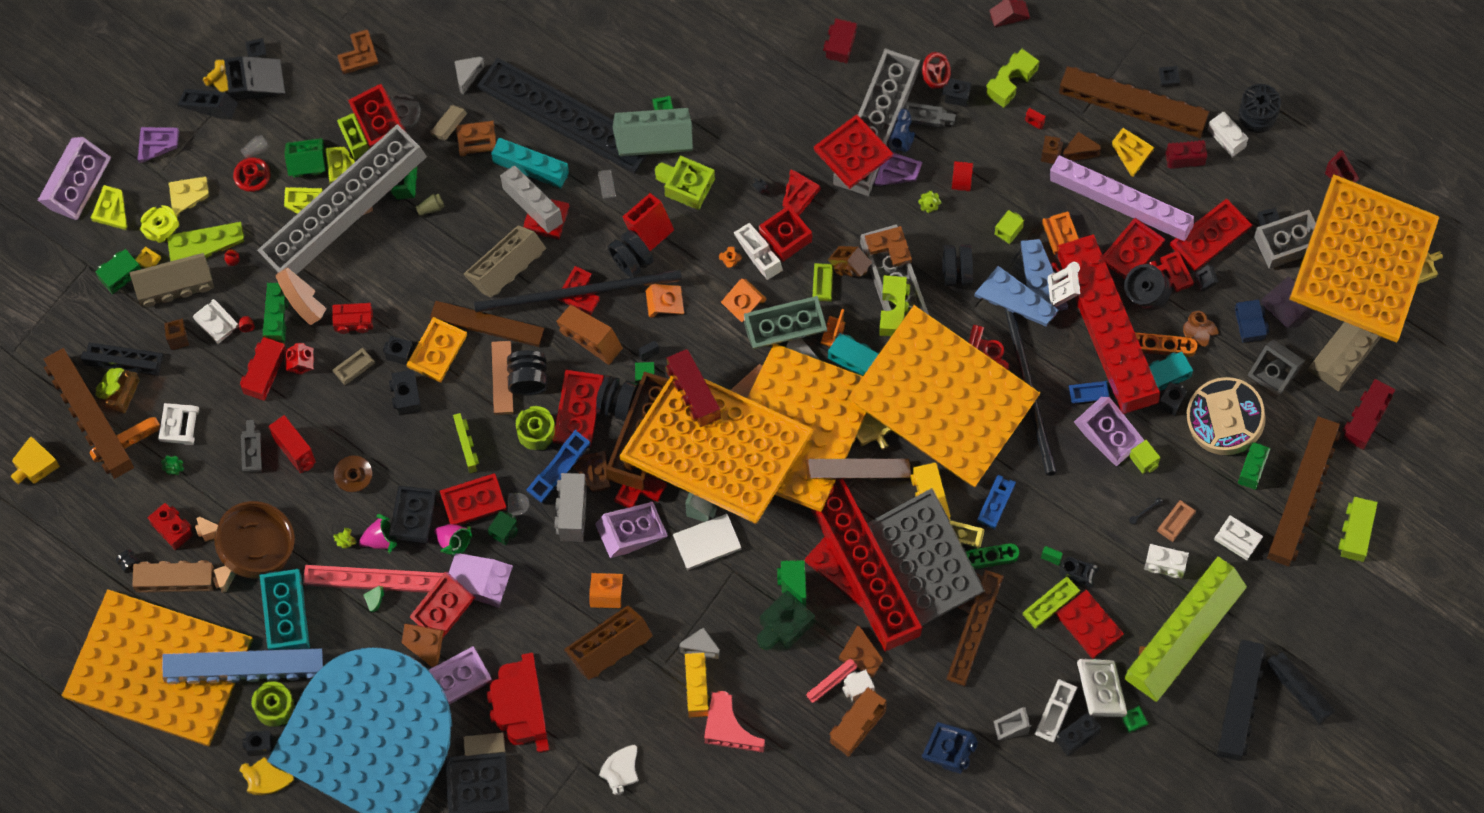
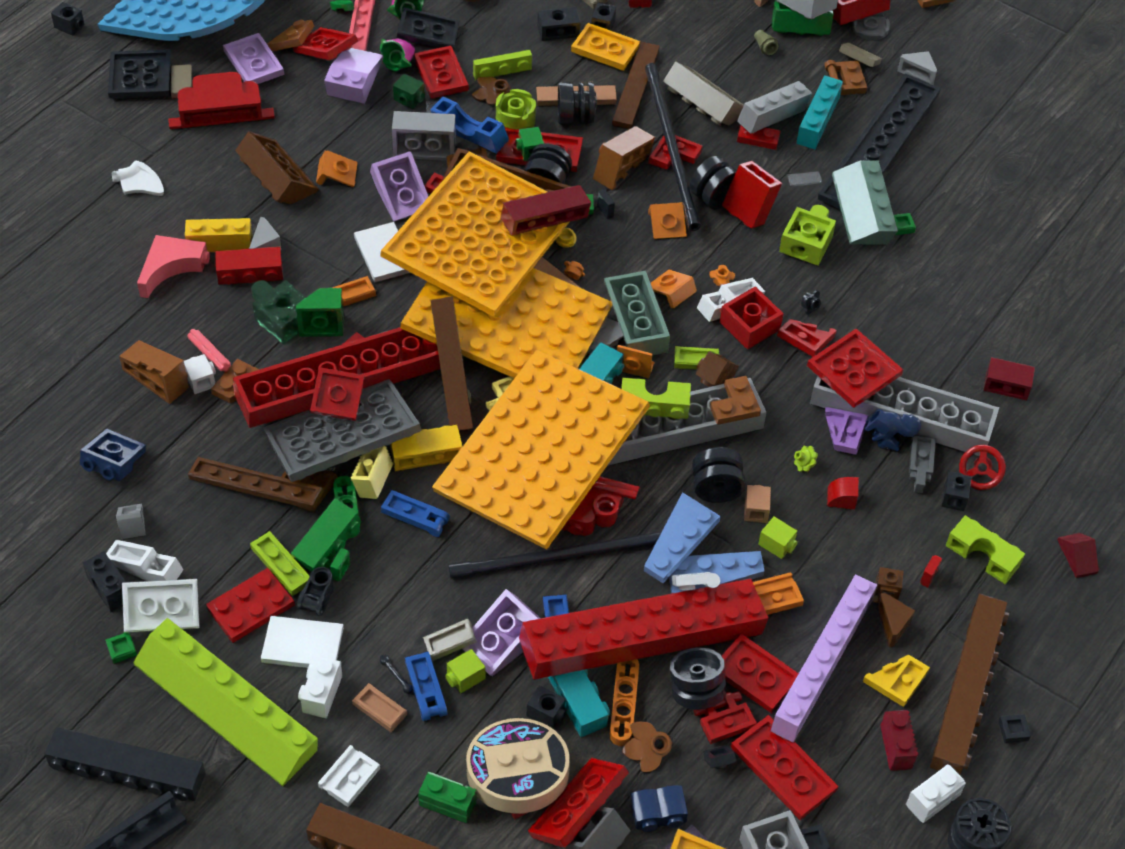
camera: 85 degrees right, 15 degrees down
(497, 457) = (490, 89): none -> reddish brown plate
(583, 412) = (528, 140): none -> green brick
(729, 378) = (573, 270): none -> orange plate
(732, 655) = (249, 265): none -> red brick
(755, 567) = (357, 290): none -> orange tile
(900, 556) = (337, 394): none -> red plate
(977, 238) = (757, 503): none -> nougat brick
(1030, 564) = (327, 536): none -> green brick
(1116, 469) = (450, 639): none -> tile
(1123, 581) = (300, 641): none -> white tile
(1157, 486) = (425, 685): none -> blue plate
(1244, 363) = (578, 802): none -> red plate

